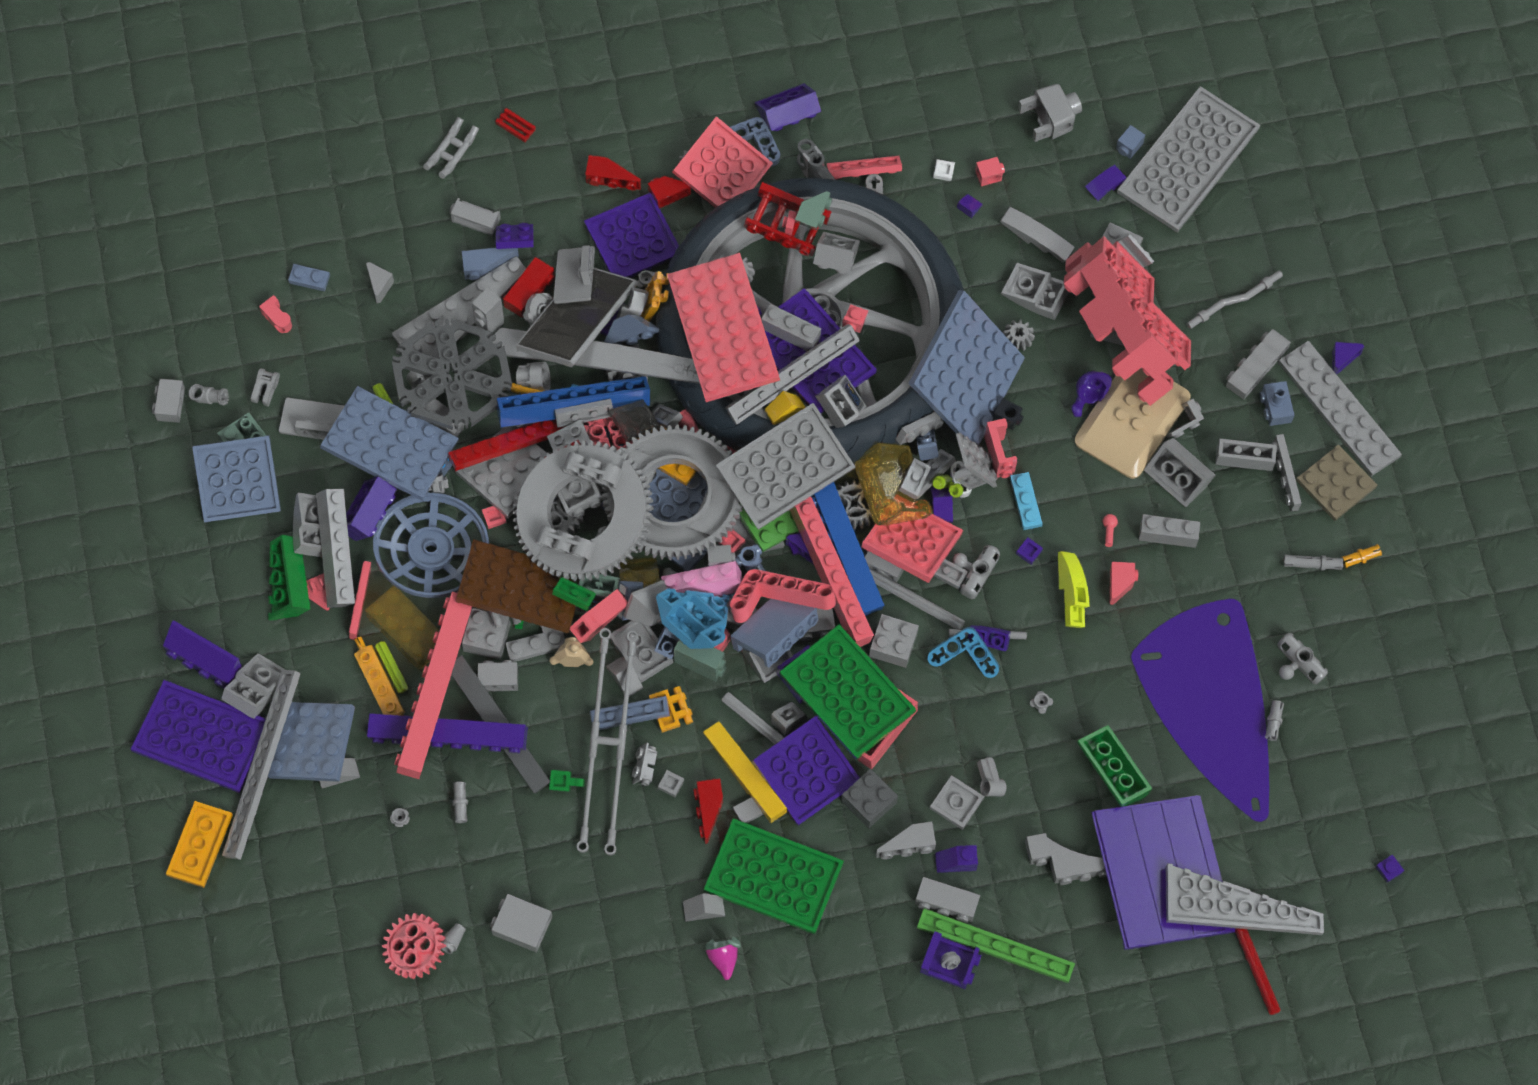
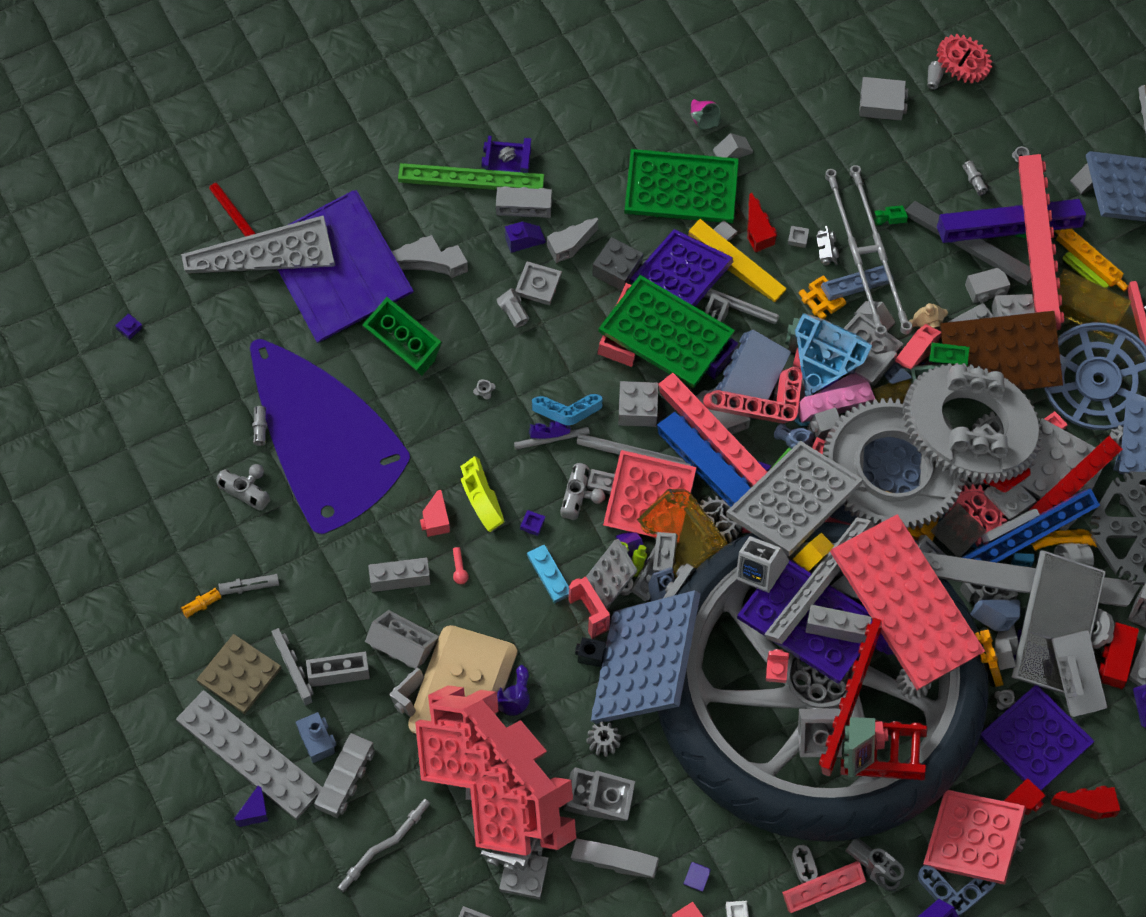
camera: 165 degrees right, 5 degrees down
(802, 257) = (848, 703): none -> red plate

